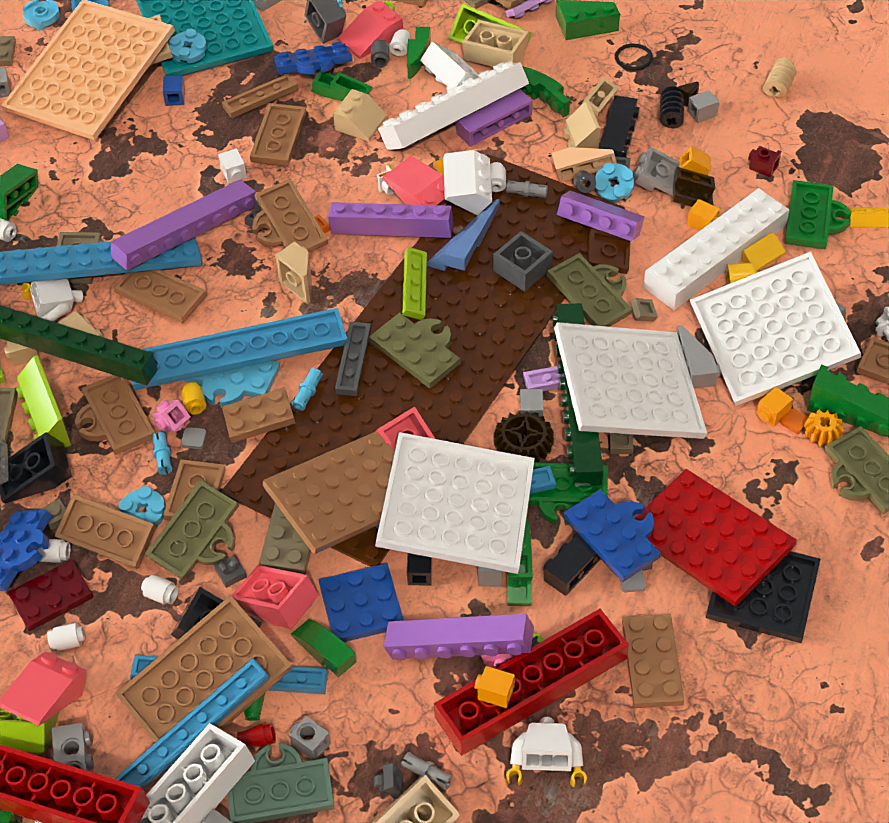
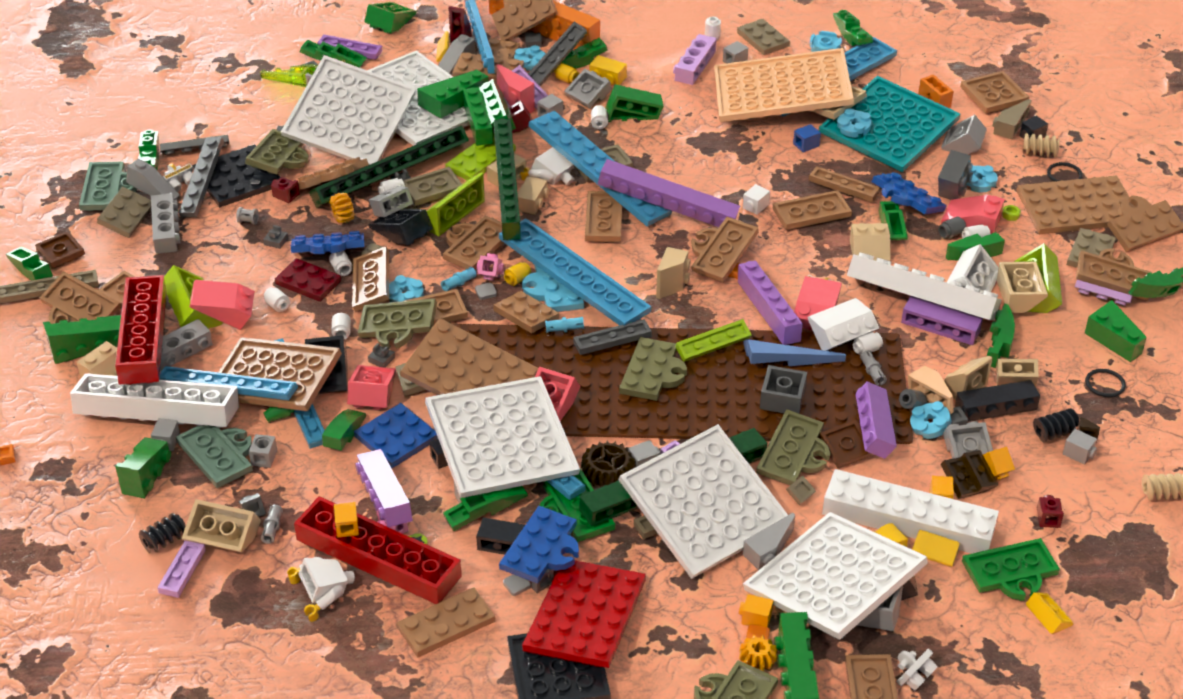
camera: 60 degrees right, 10 degrees down
(258, 736) = (252, 424): red cone -> none

